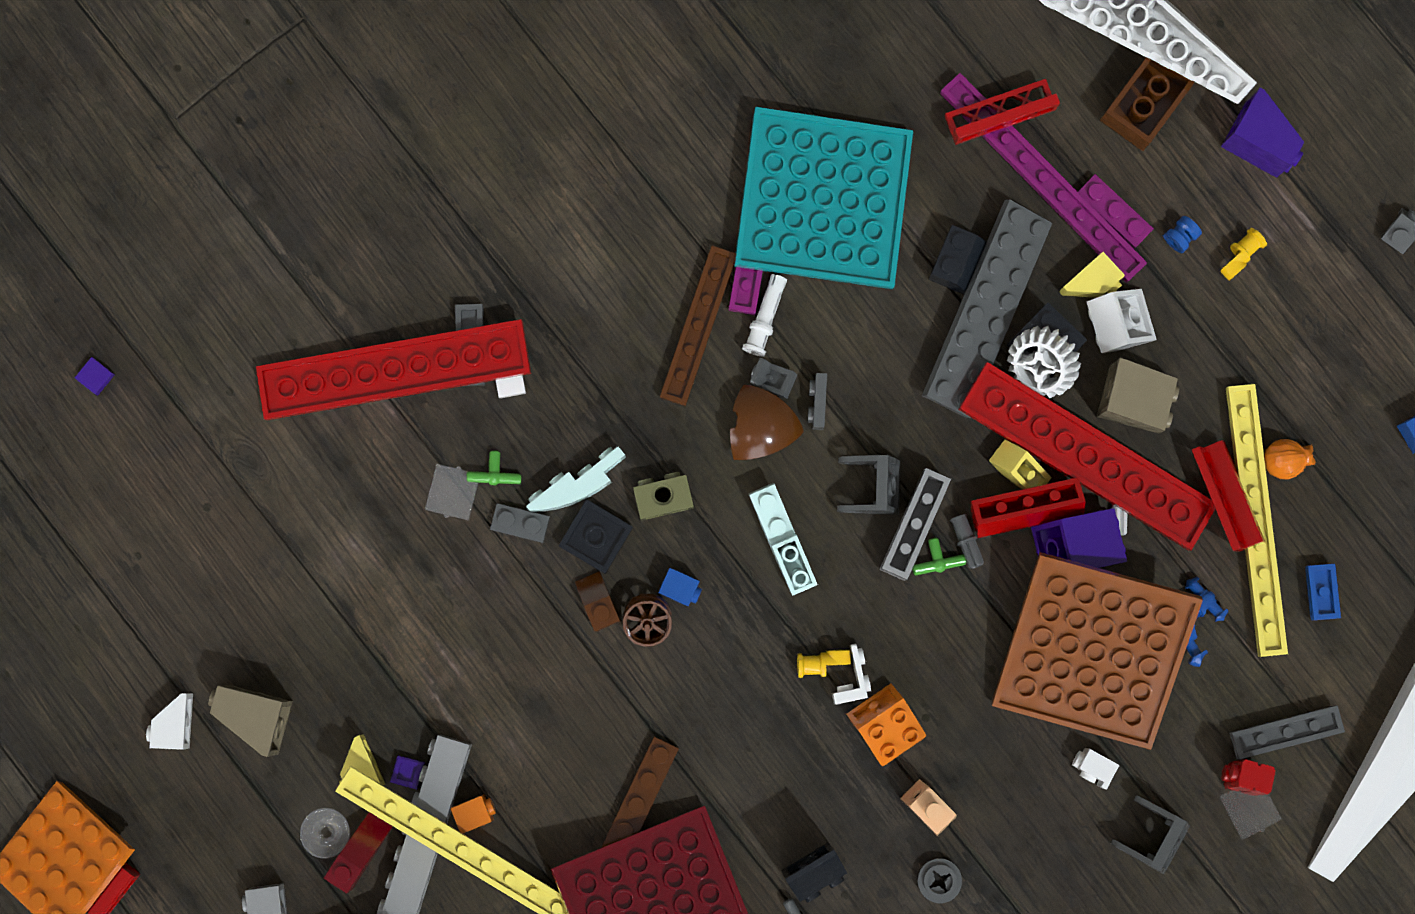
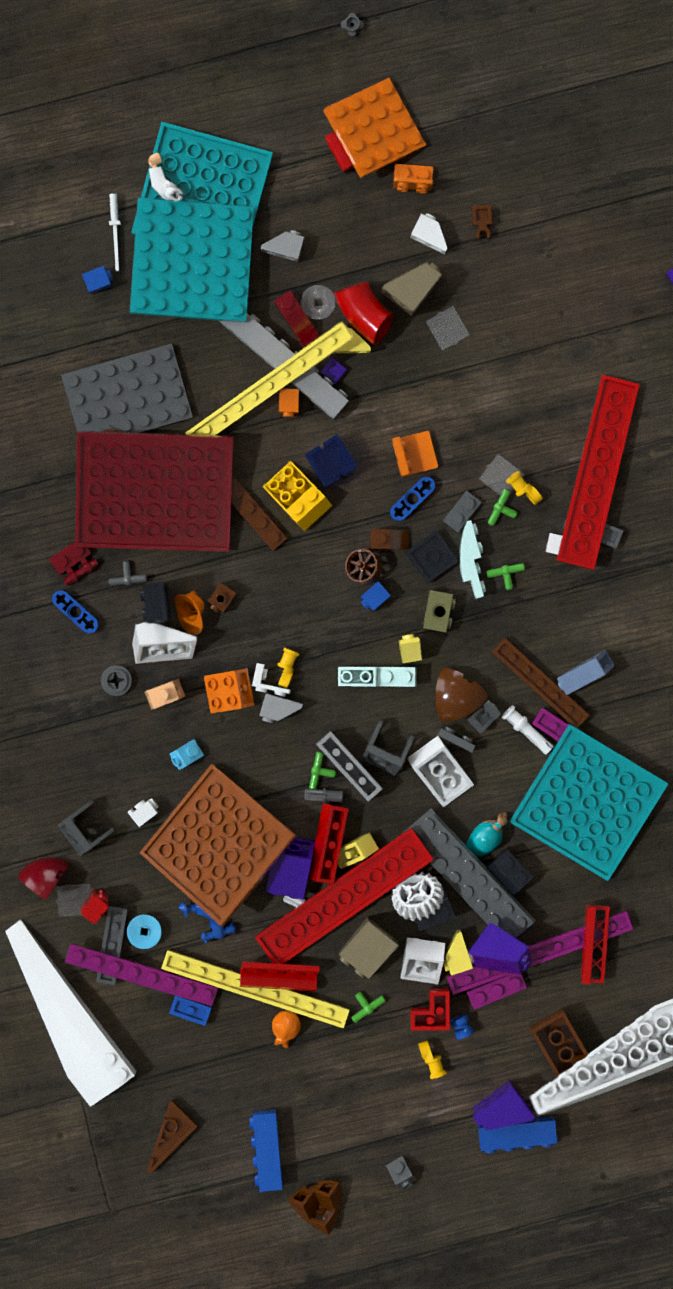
camera: 125 degrees right, 5 degrees up
(108, 778) = (413, 178): none -> orange bracket
(124, 664) = (481, 217): none -> reddish brown plate
(288, 646) = (447, 328): none -> clear piece
(311, 765) = (364, 311): none -> red brick
(455, 458) = (522, 487): none -> yellow connector
(470, 617) = (414, 453): none -> orange bracket
(515, 581) = (426, 492): none -> blue beam
(527, 723) = (331, 461): none -> clear blue piece
(573, 433) = (505, 571): none -> bright green piece
(592, 747) = (297, 496): none -> yellow slope
(659, 273) = (585, 672): none -> sand blue slope
(728, 512) = (410, 648): none -> light yellow slope
(762, 781) = (228, 595): none -> reddish brown brick
(806, 823) = (189, 612): none -> orange piece
(865, 842) = (161, 643): none -> white slope
(868, 404) = (440, 771): none -> white slope
(880, 650) = (277, 708): none -> light grey slope
(924, 308) = (487, 836): none -> teal hair
(995, 744) = (186, 754): none -> medium azure bracket
(1067, 224) = (500, 952): none -> dark purple slope
(1187, 274) = (436, 1015): none -> red brick
(1213, 364) = (367, 1008): none -> bright green piece
(1239, 864) = (43, 875): none -> dark red brick
(1261, 692) = (142, 940): none -> medium azure piece
(1272, 76) = (526, 1135): none -> blue brick
(1308, 678) = (140, 974): none -> magenta plate

